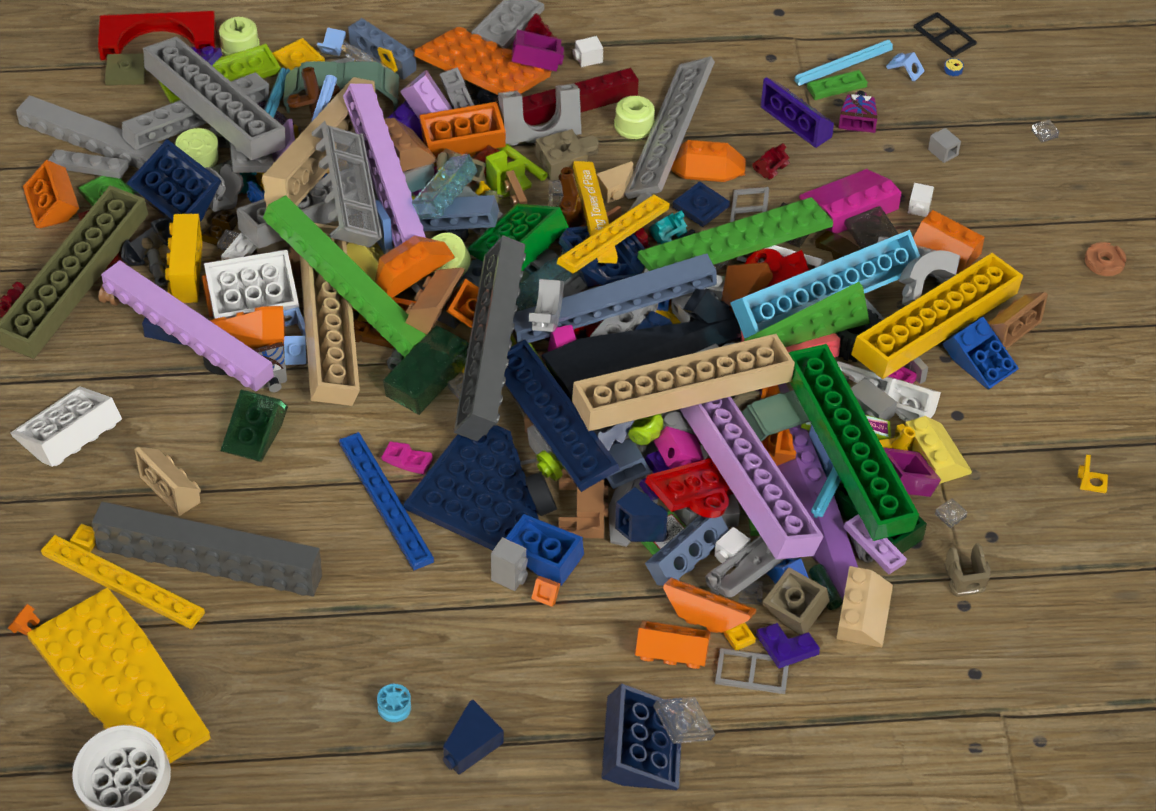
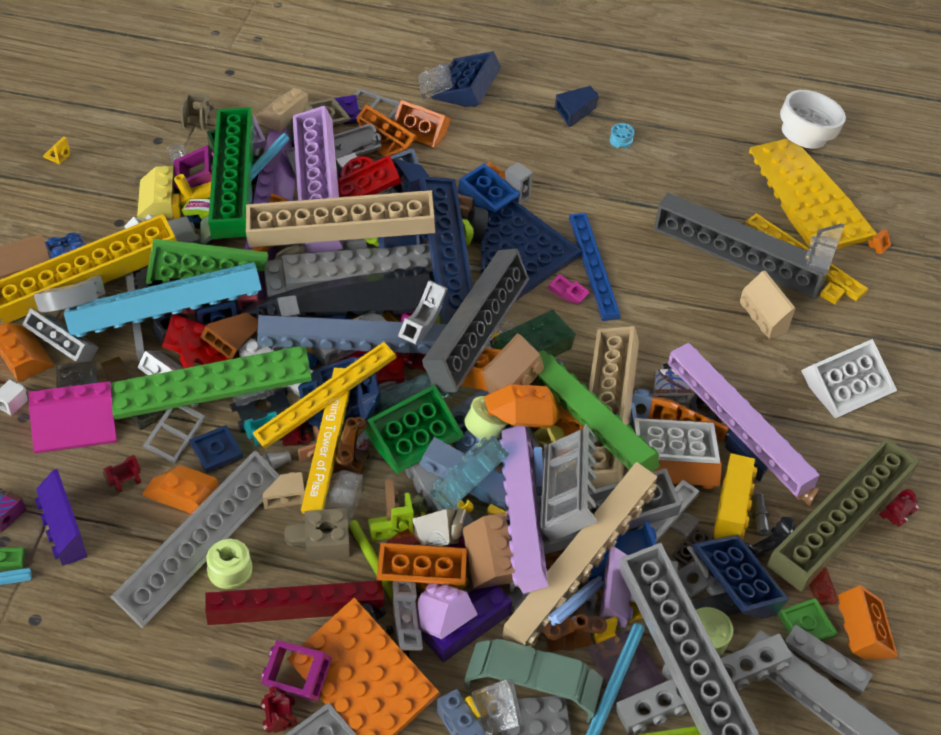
camera: 165 degrees left, 0 degrees up
(101, 505) = (823, 248): none -> clear slope
(253, 425) = (688, 331): clear green slope -> none
(565, 118) = (308, 569): light grey arch -> none
(588, 51) = (235, 669): white brick -> none

